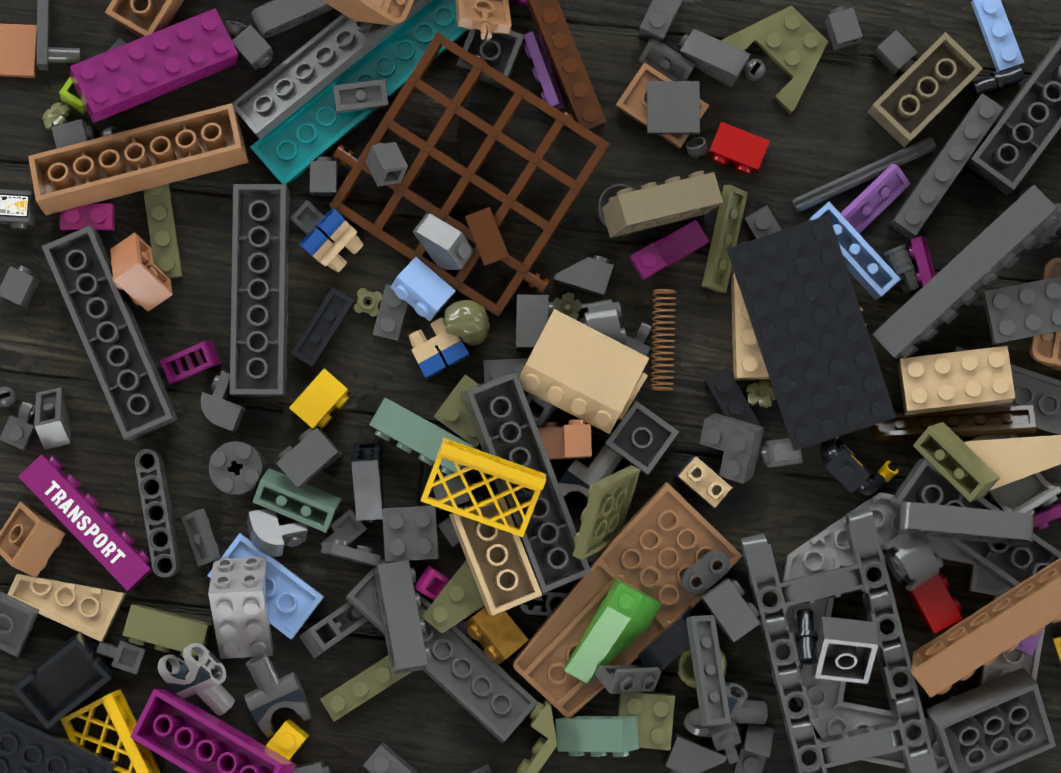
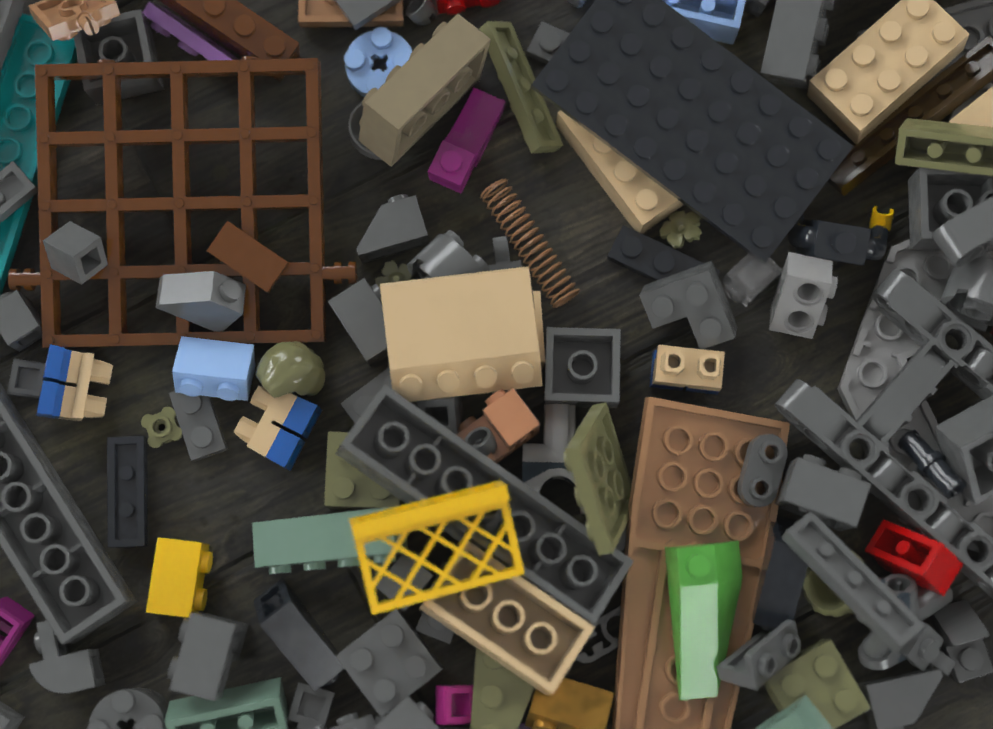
camera: 30 degrees left, 5 degrees down
(551, 437) = (485, 437): none -> dark grey hinge
(657, 152) = (368, 47): none -> light blue plate
(757, 682) = (914, 555): none -> red brick
(802, 485) = (802, 295): none -> light grey brick

